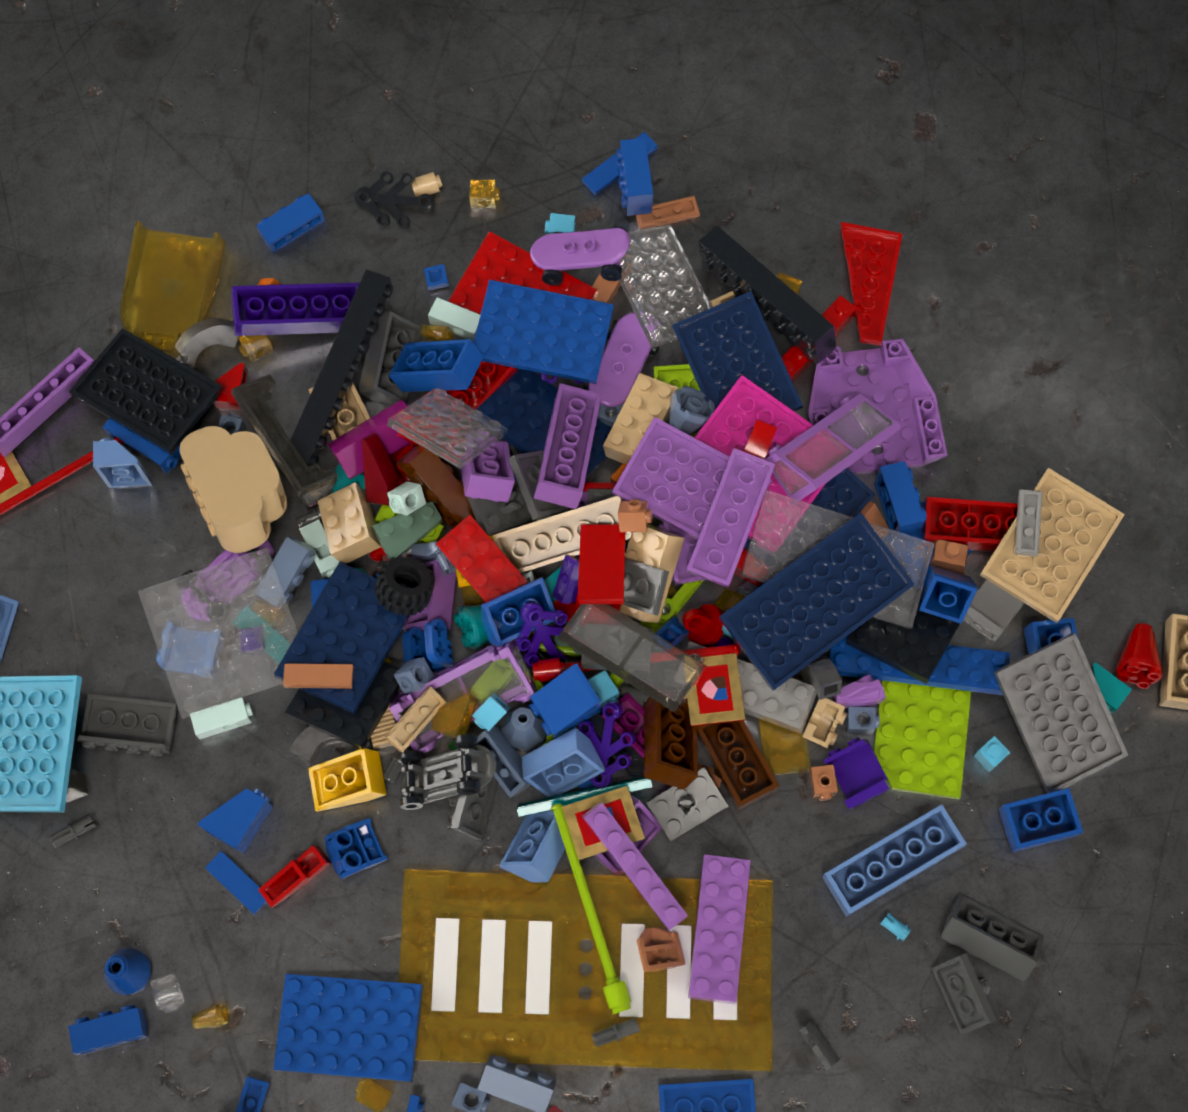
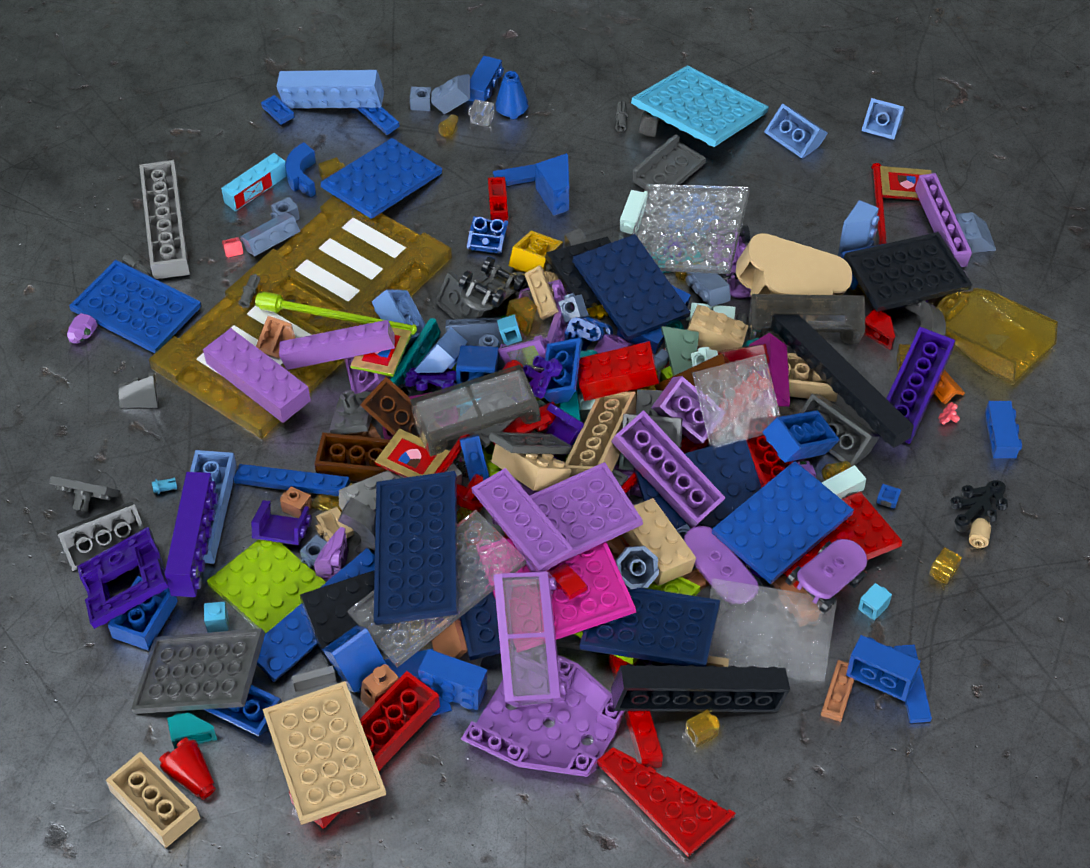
camera: 125 degrees right, 20 degrees down
(34, 368) = (975, 232): none -> sand blue slope
(160, 1046) = (452, 93): none -> sand blue slope
(195, 1089) = (420, 98): none -> sand blue brick
(301, 275) = (949, 414): none -> coral plant
(318, 676) = (611, 248): nougat tile -> none
(407, 572) = (641, 310): black tyre -> none
(601, 565) = (554, 426): red tile -> none
(634, 516) = (573, 461): nougat brick -> none
(802, 805) = (284, 479): none -> blue plate
(956, 817) = (191, 534): none -> dark purple brick
(1012, 886) = (96, 572): none -> dark purple piece
(1028, 523) = (353, 739): light grey tile -> none

